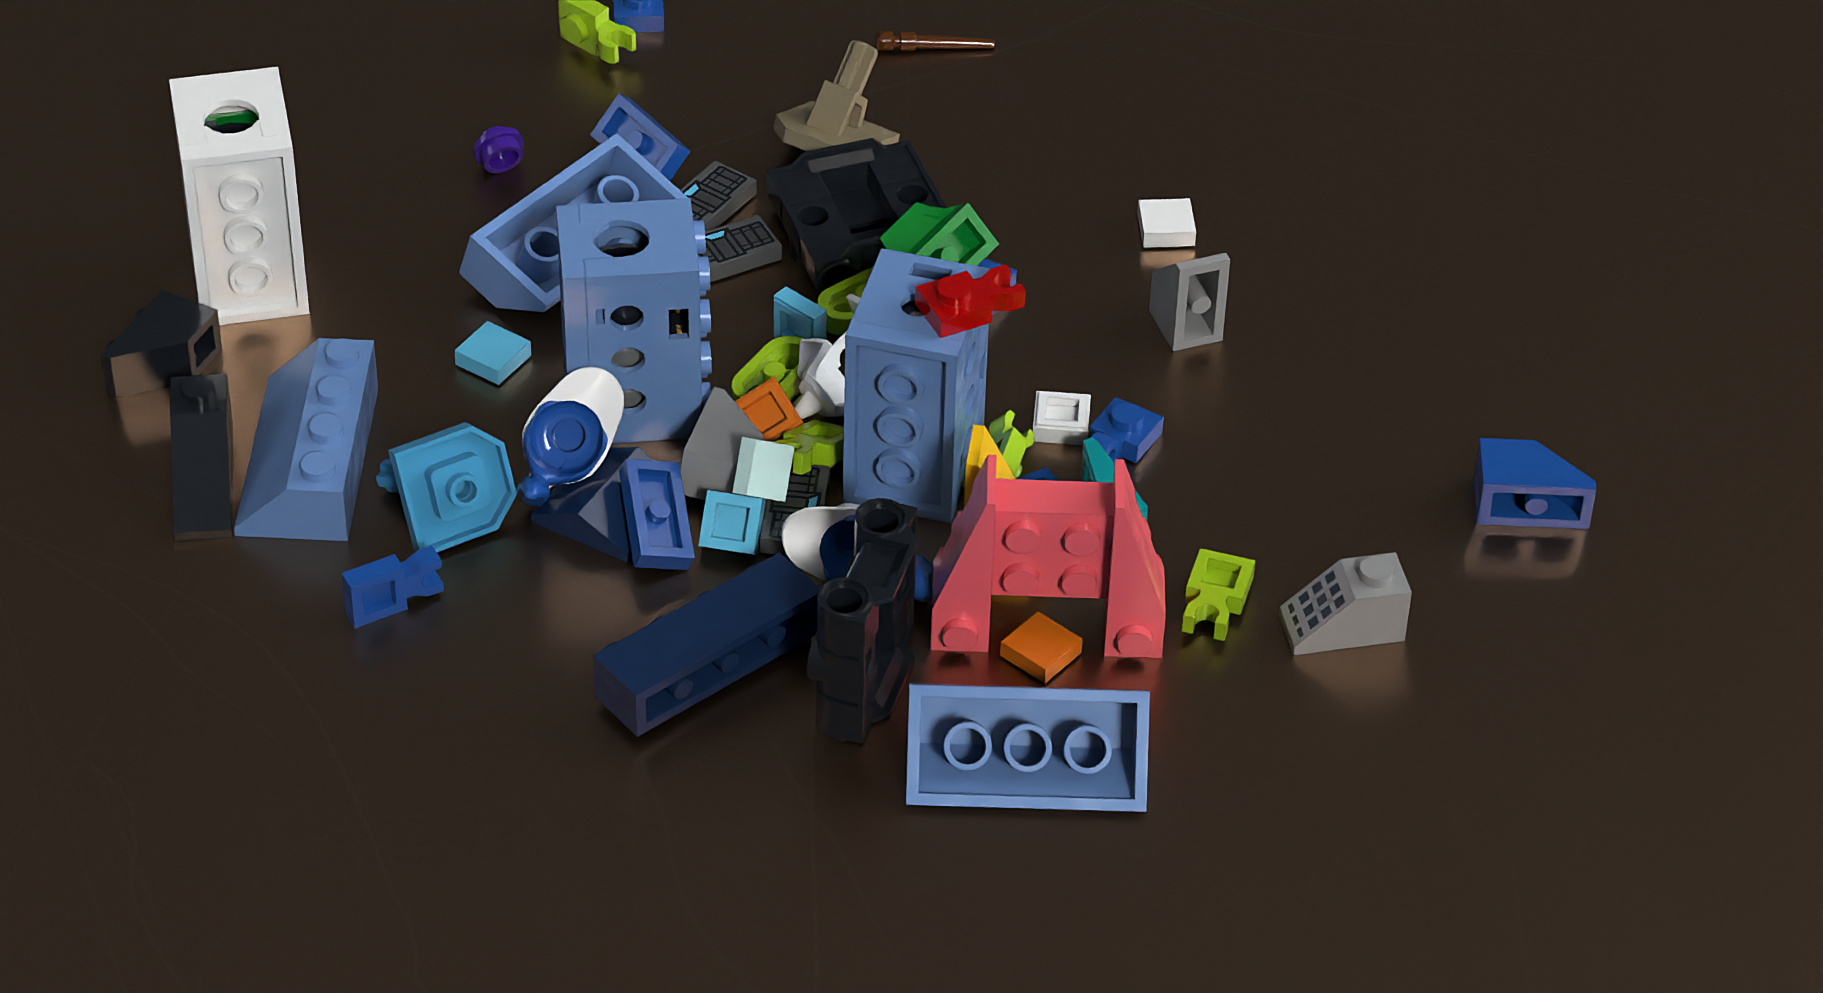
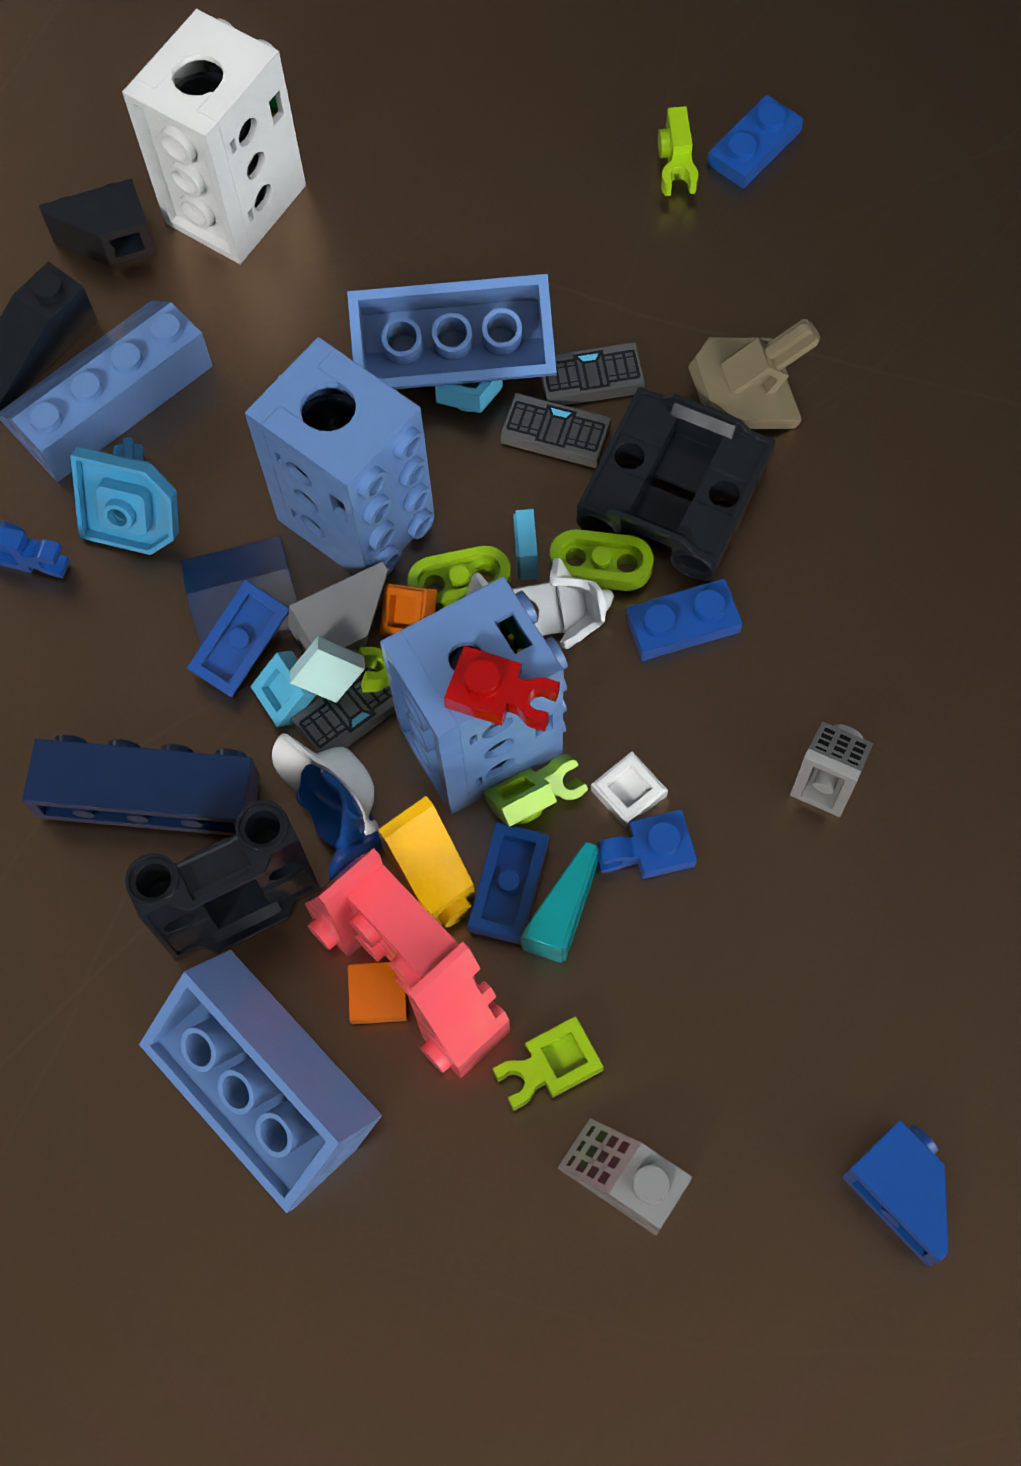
camera: 50 degrees right, 25 degrees up
(499, 149) = (497, 216): dark purple plate -> none
(570, 432) = (230, 525): blue hair -> none
(643, 134) = (597, 285): blue plate -> none
(909, 41) = (910, 335): reddish brown piece -> none
(941, 233) = (671, 566): green slope -> none
(1166, 223) = (915, 669): white tile -> none

